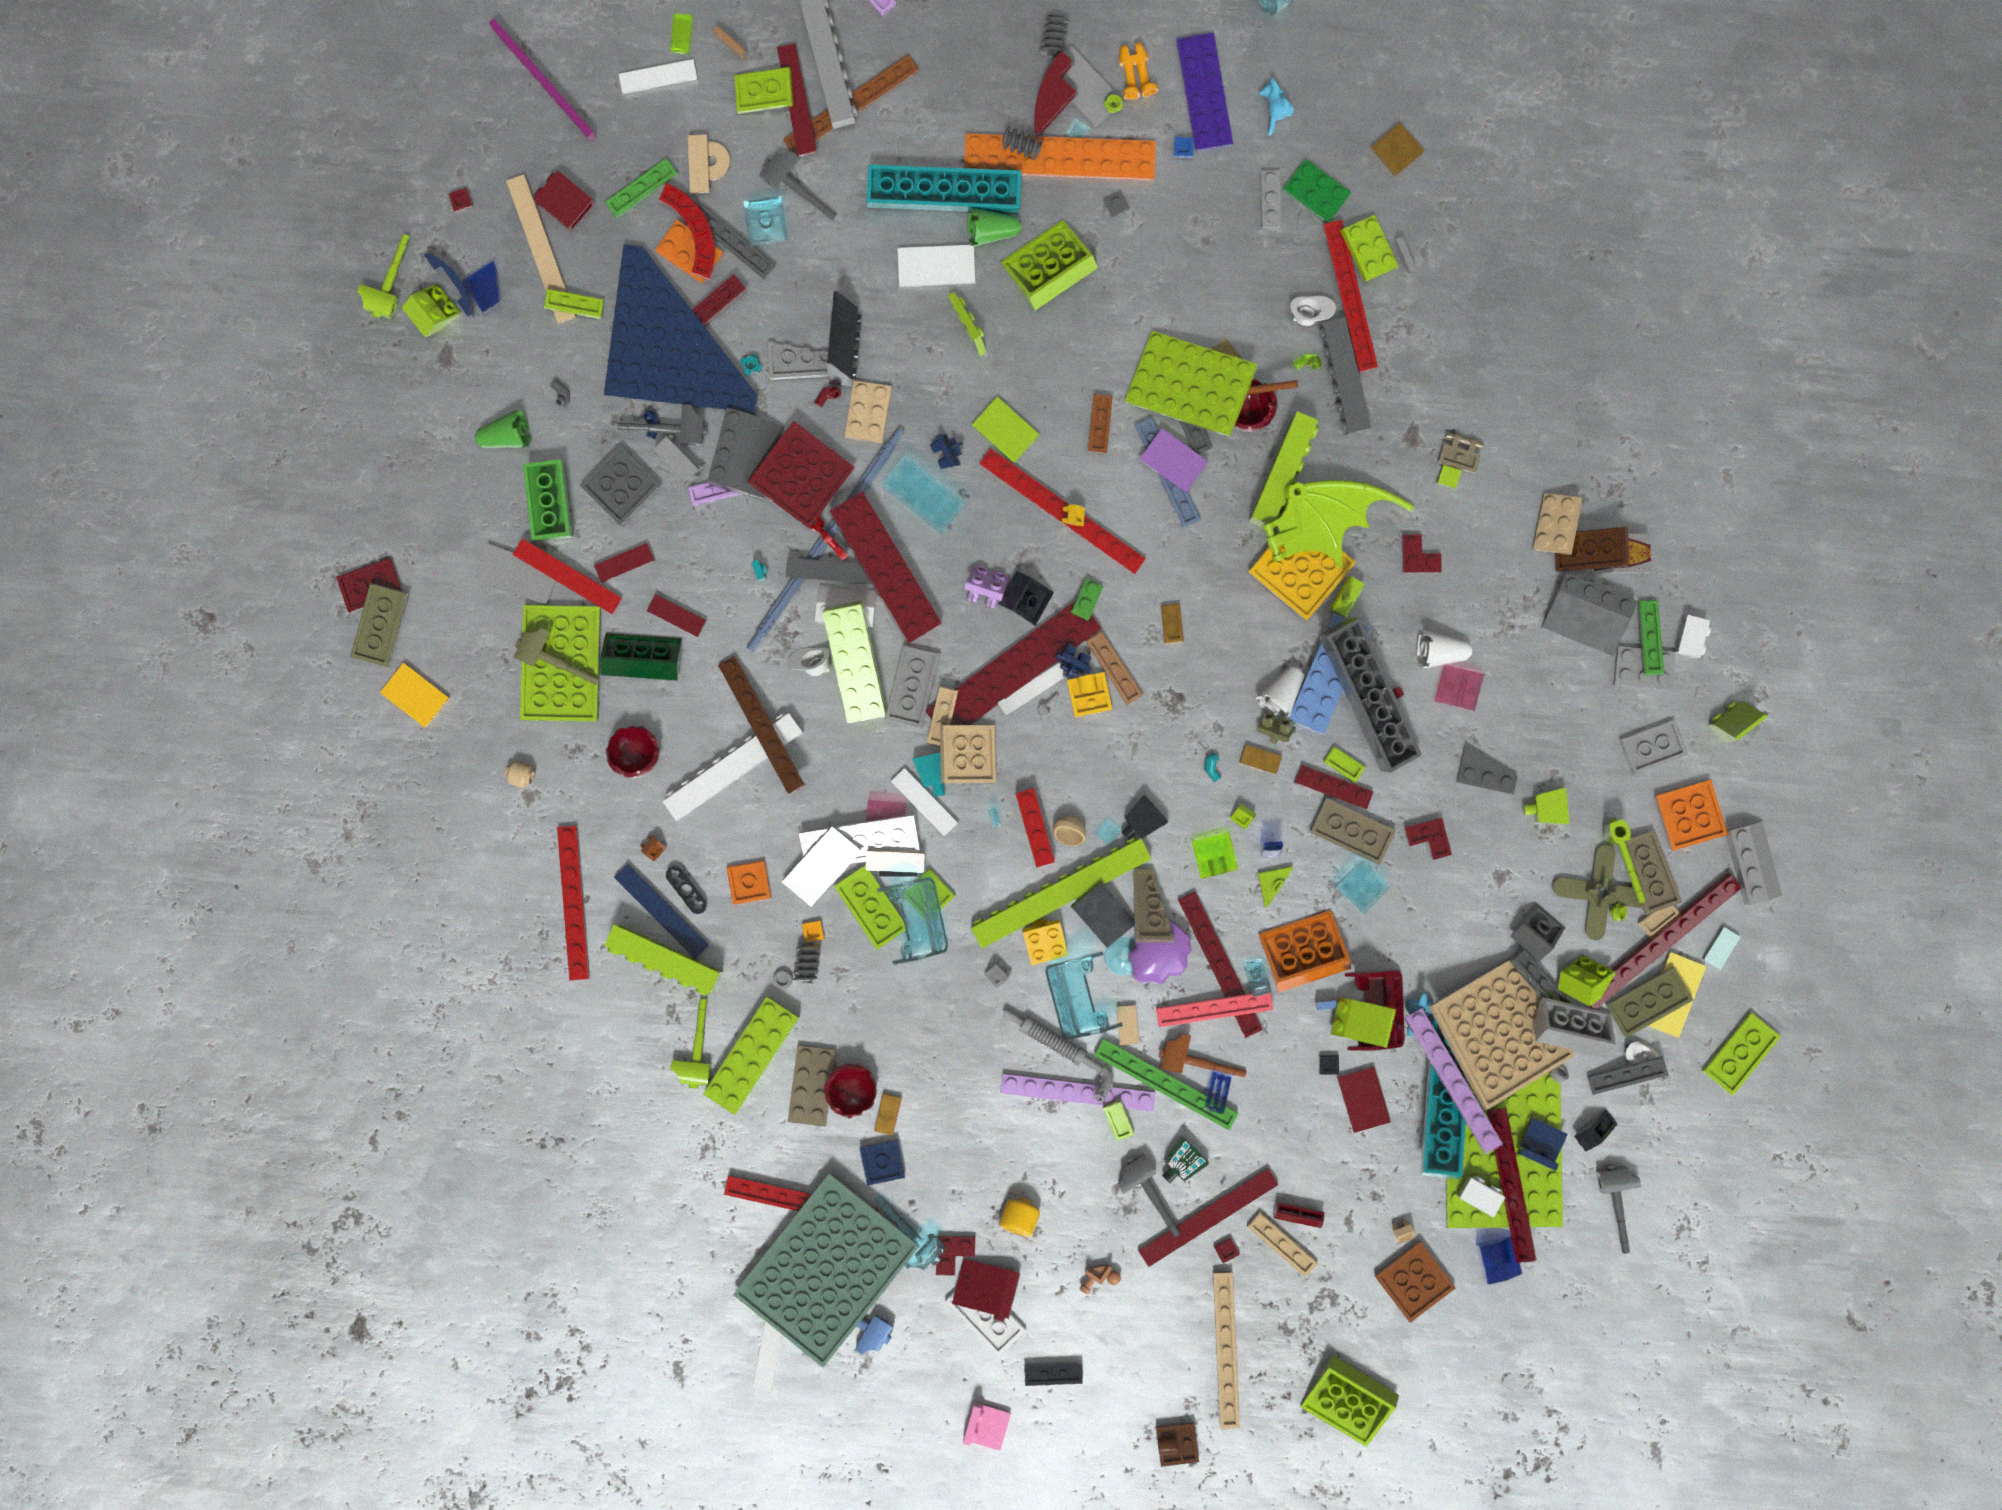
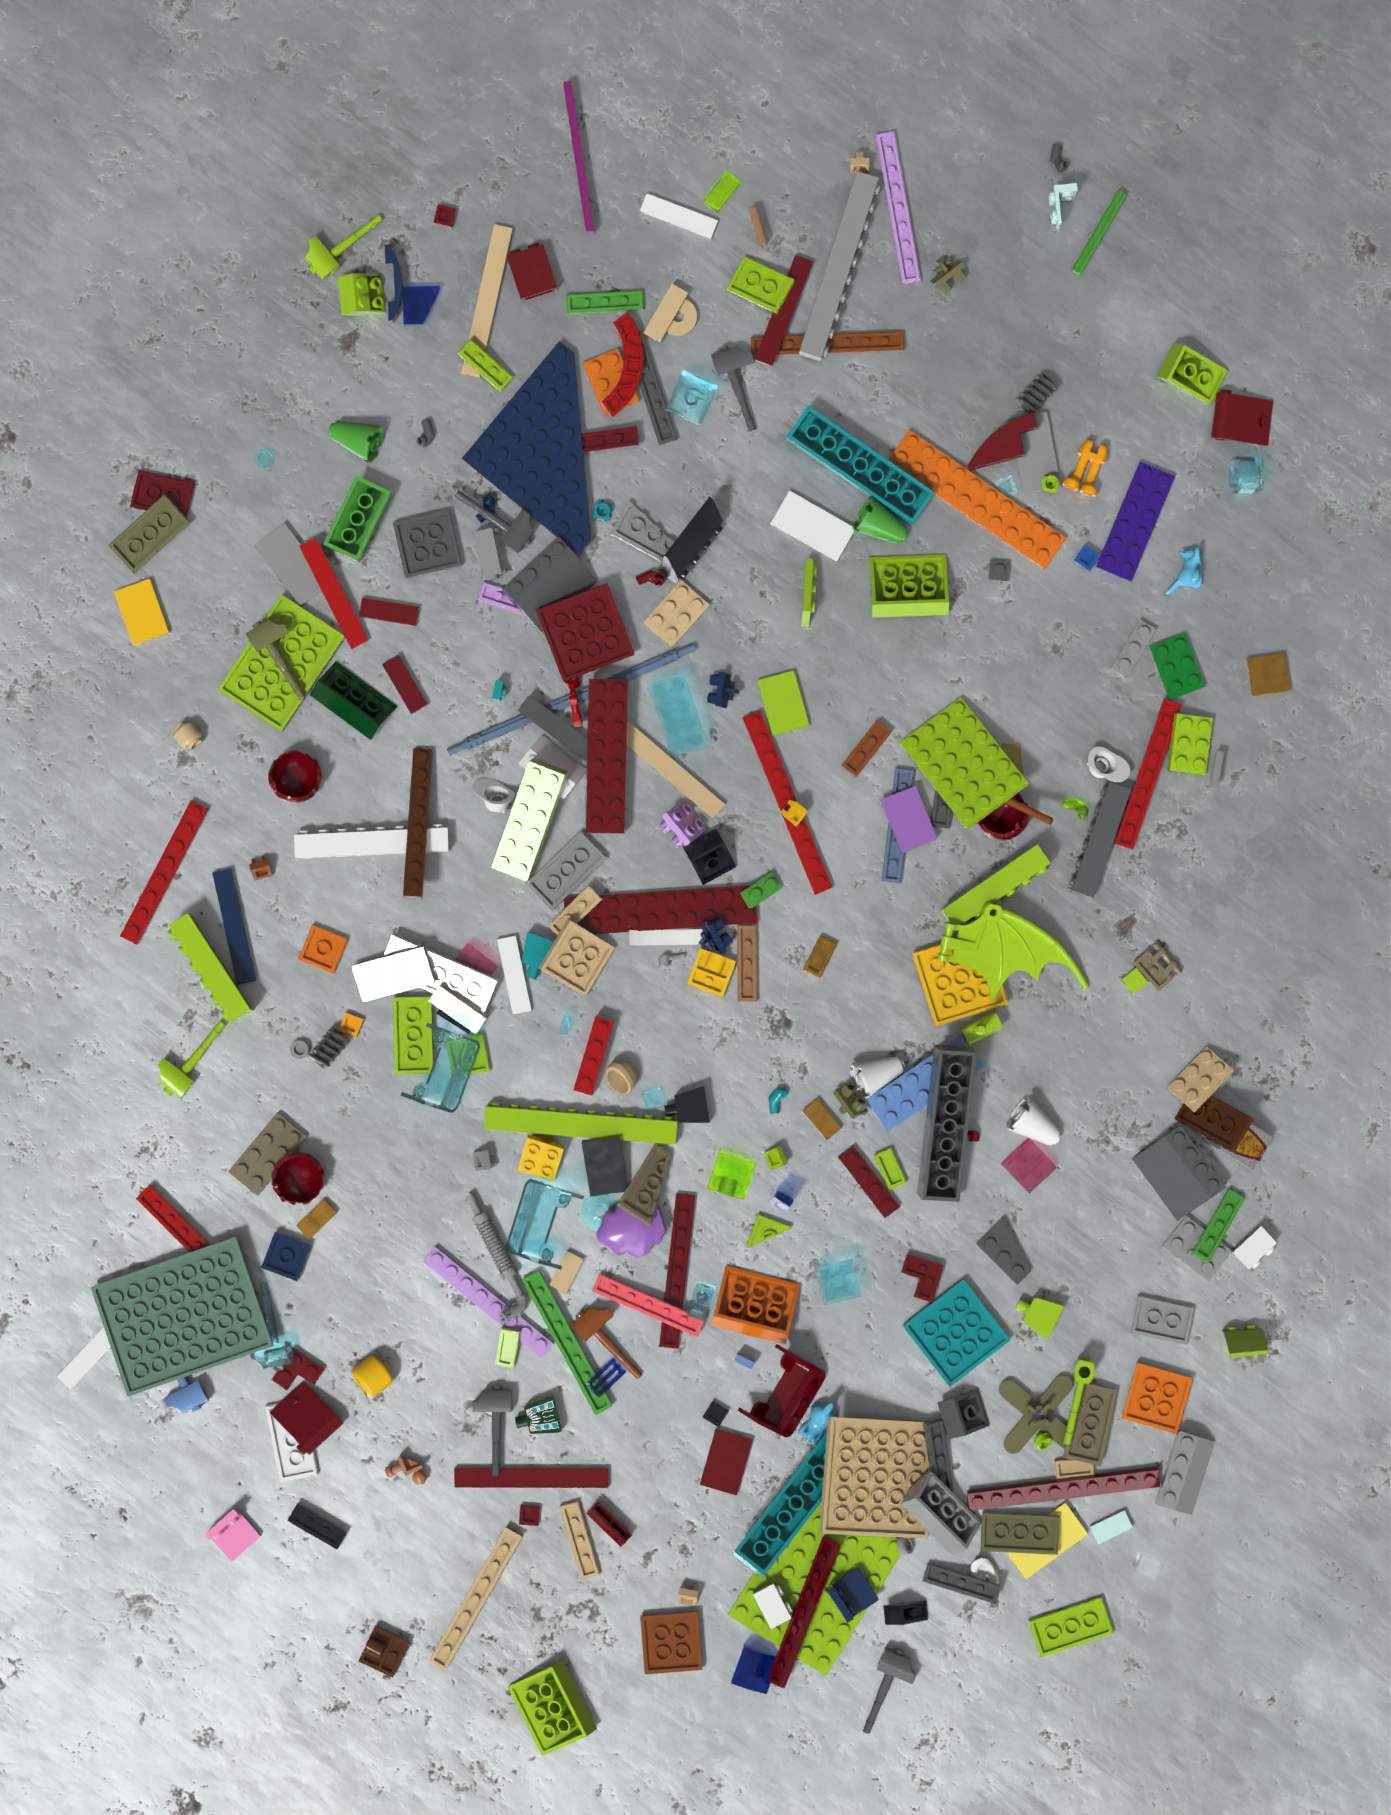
camera: 35 degrees right, 0 degrees up
(436, 500) = (264, 459): none -> clear light blue plate
(691, 904) = (259, 917): black beam -> none
(751, 1055) = (233, 1096): lime brick -> none
(950, 546) = (673, 772): none -> tan tile
(1021, 143) = (950, 469): dark grey piece -> none
(1352, 831) = (860, 1229): dark tan plate -> none
(1362, 1022) = (765, 1394): lime slope -> none
(1414, 560) = (1060, 1034): dark red plate -> none
(1453, 1081) = (809, 1492): lavender plate -> none
(1488, 867) = (956, 1332): none -> teal plate
(1585, 980) = (977, 1479): lime slope -> none

